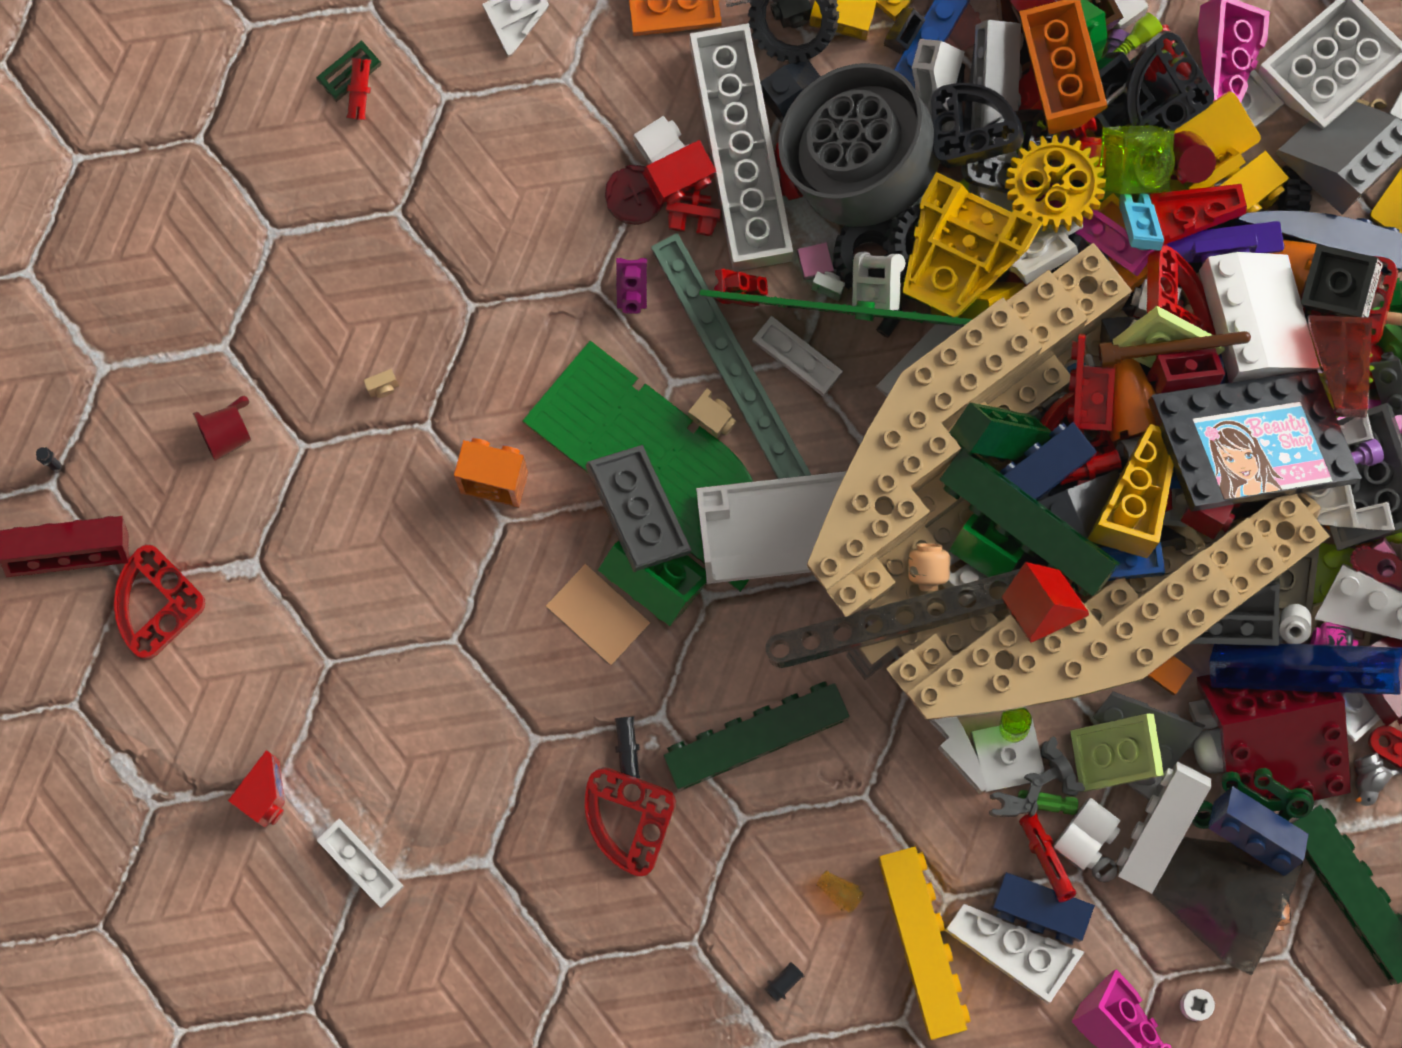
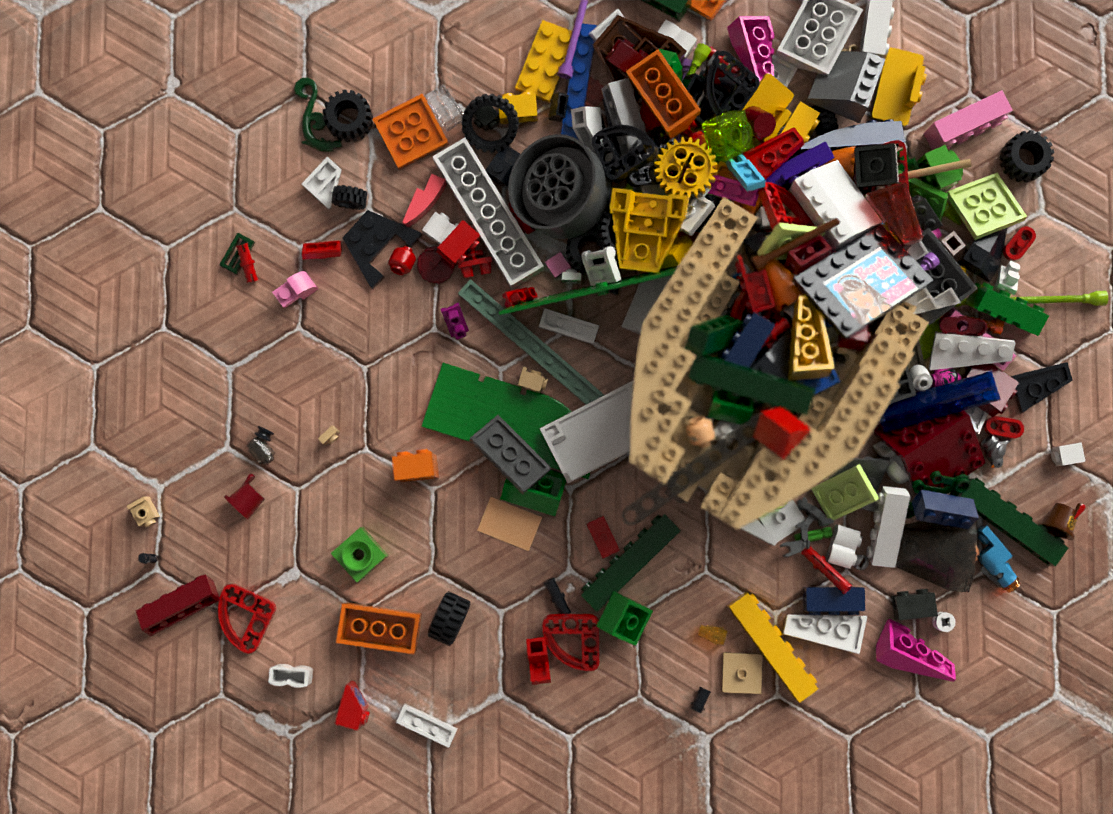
camera: 20 degrees left, 5 degrees up
(76, 401) = (150, 512): none -> tan brick
(183, 709) = (294, 676): none -> white brick
(272, 369) = (261, 451): none -> clear smoke brick
(287, 345) = (264, 433): none -> black bush
(346, 691) = (379, 628): none -> orange brick
(359, 553) = (346, 554): none -> bright green piece
(419, 149) = (296, 287): none -> bright pink brick
(454, 714) = (448, 618): none -> black tyre
(474, 110) = (321, 250): none -> red plate
(545, 49) = (349, 197): none -> black tyre
(553, 119) = (370, 237): none -> black wing
(563, 828) = (538, 660): none -> red brick
(587, 169) = (401, 260): none -> red head
(654, 94) = (424, 200): none -> coral slope
(716, 813) = (624, 618): none -> green brick
(729, 685) = (603, 537): none -> red plate
(861, 966) = (741, 673): none -> tan plate
(1161, 963) = (914, 606): none -> pearl dark grey brick
(1307, 944) = (994, 561): none -> dark azure plate

